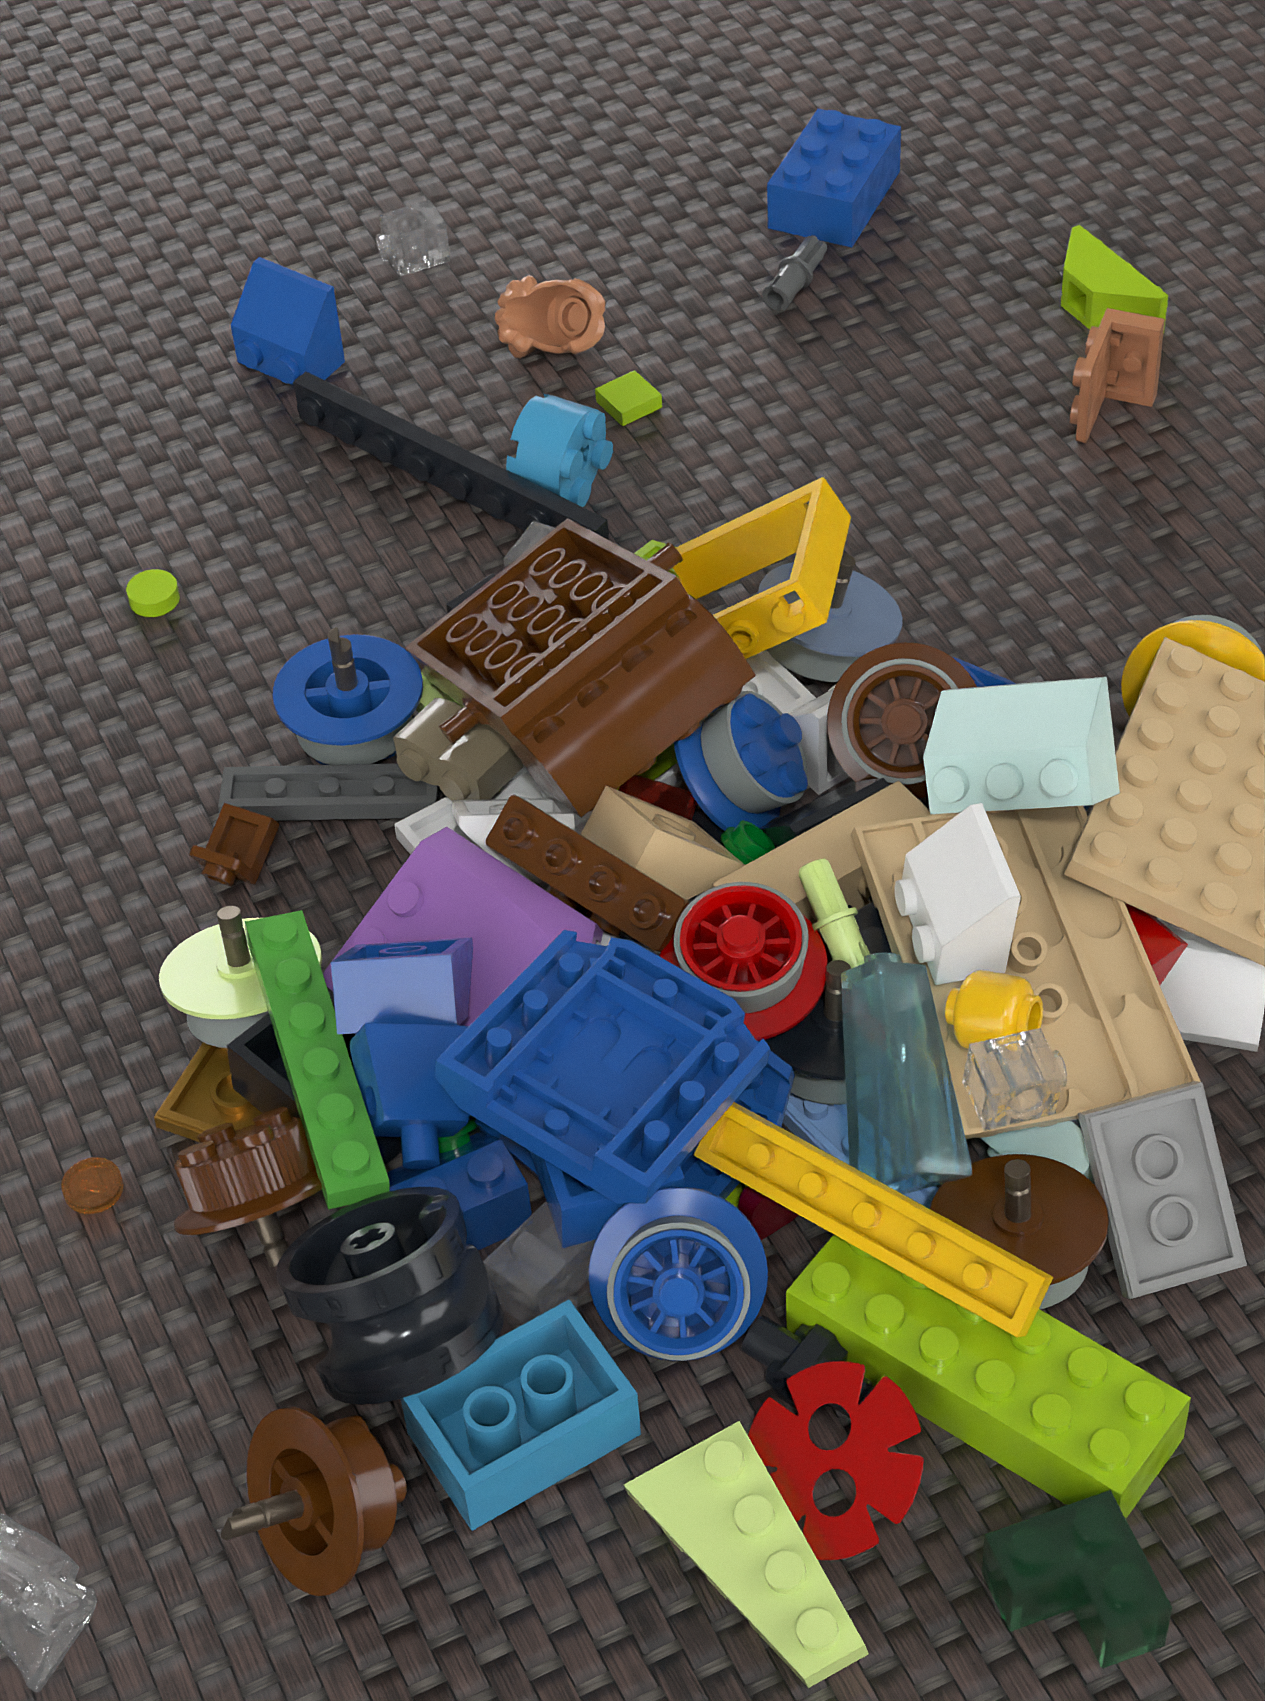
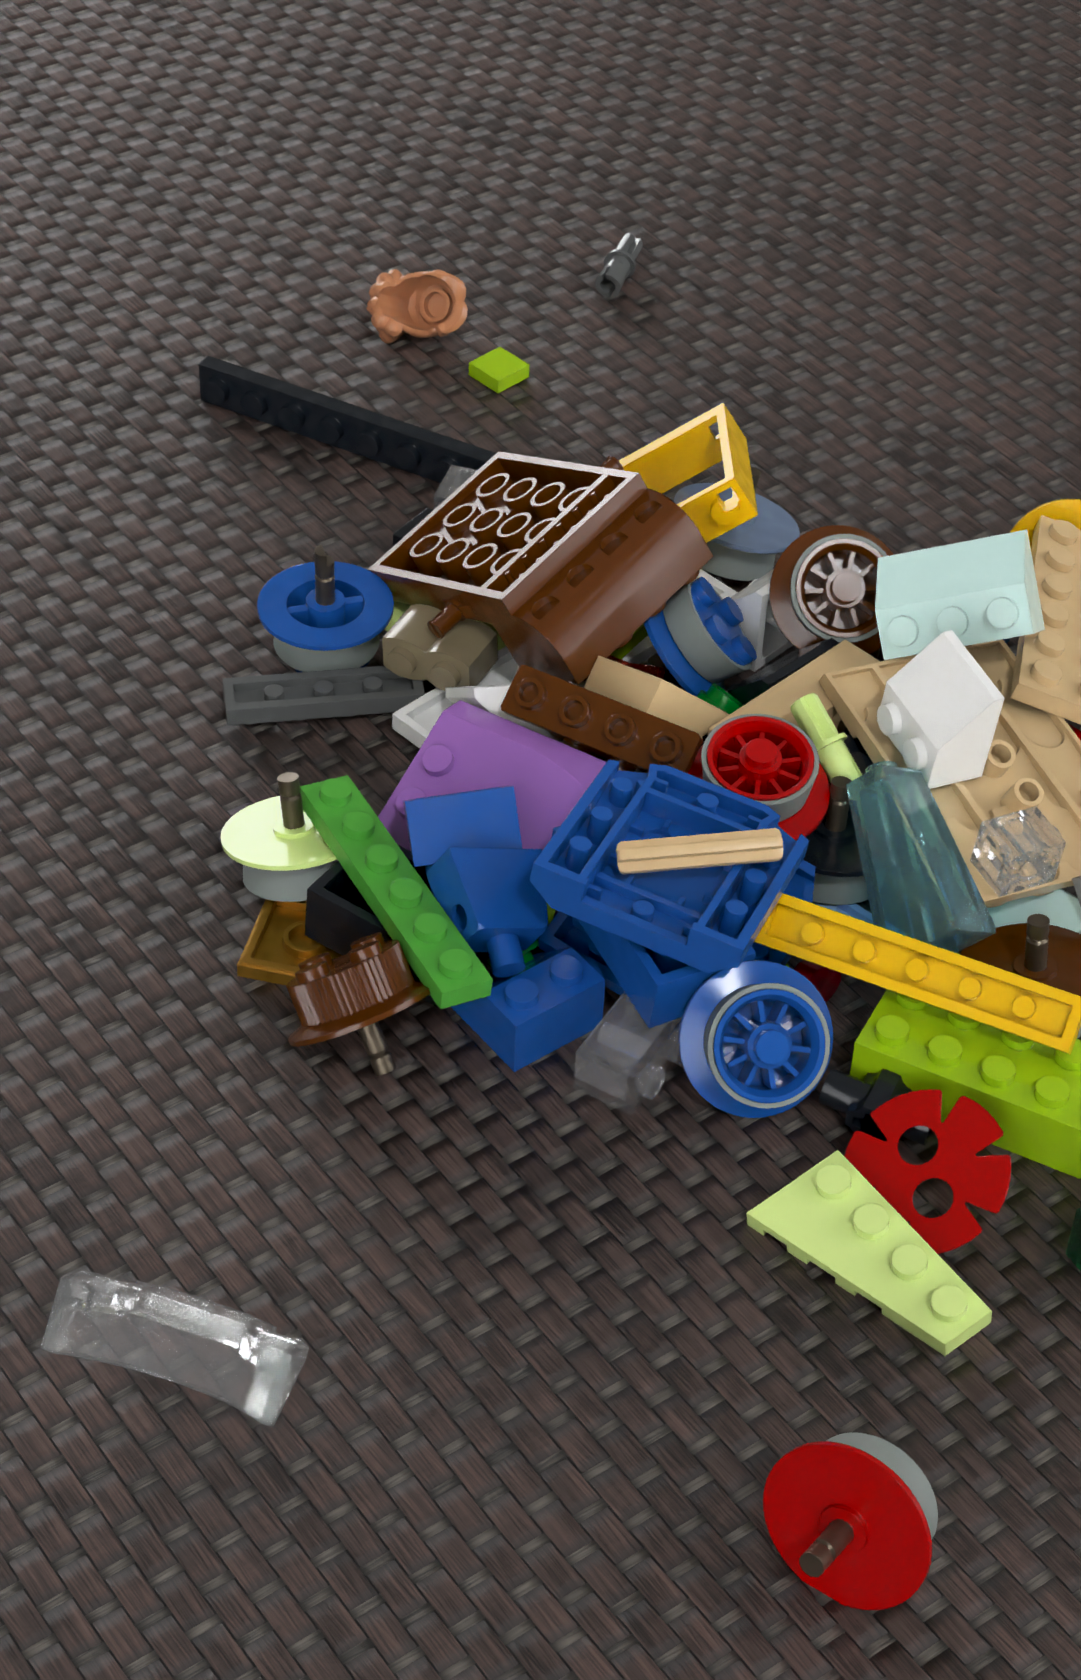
camera: 15 degrees left, 5 degrees down
(92, 1185) = (193, 1026): clear orange piece -> none
(153, 593) = (108, 546): lime tile -> none
(236, 846) = (251, 741): reddish brown bracket -> none
(287, 324) = (177, 318): blue slope -> none
(317, 1497) = (488, 1241): reddish brown piece -> none
(397, 1293) = (518, 1069): black piece -> none
(413, 238) = (269, 248): clear brick -> none
(523, 1415) = (646, 1162): dark azure brick -> none
(560, 446) = (460, 401): dark azure brick -> none
(632, 1057) = (699, 851): none -> tan axle
(834, 177) = (634, 187): blue brick -> none
(992, 1007) = (985, 795): yellow head -> none
(1102, 280) = (896, 268): lime slope -> none
(1118, 366) = (927, 320): nougat bracket -> none

